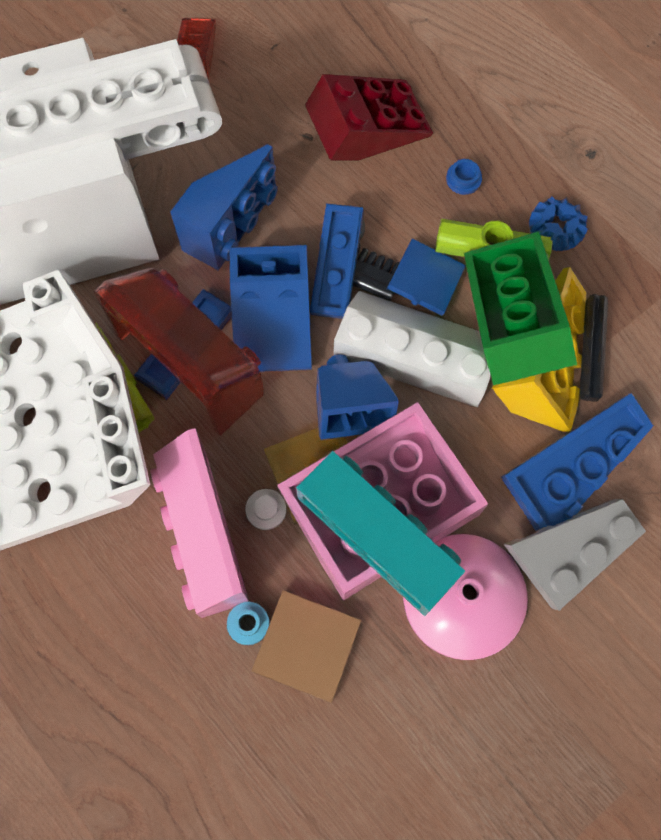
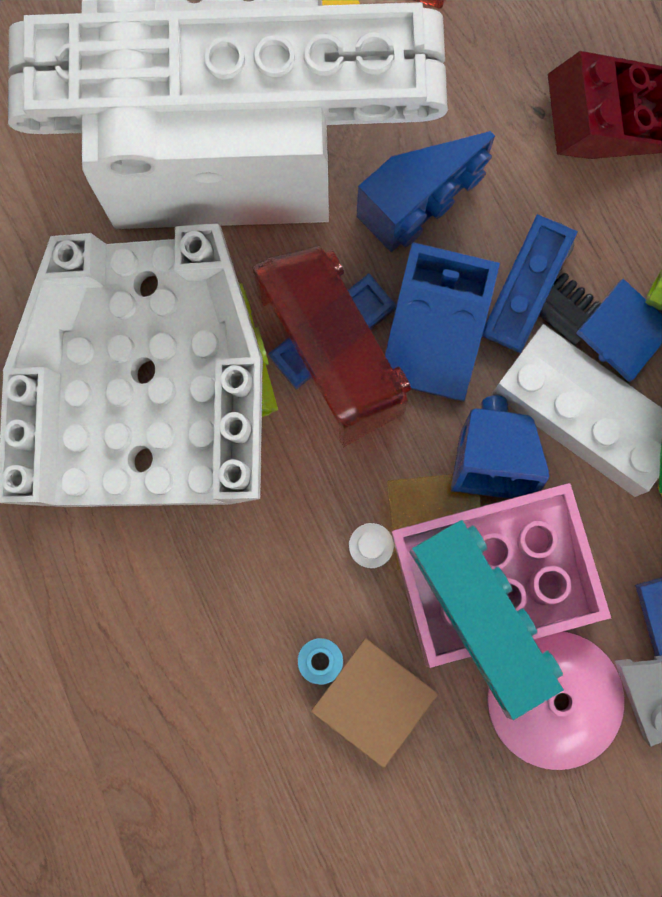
camera: 20 degrees right, 10 degrees up
(198, 525) = (296, 546): bright pink slope -> none

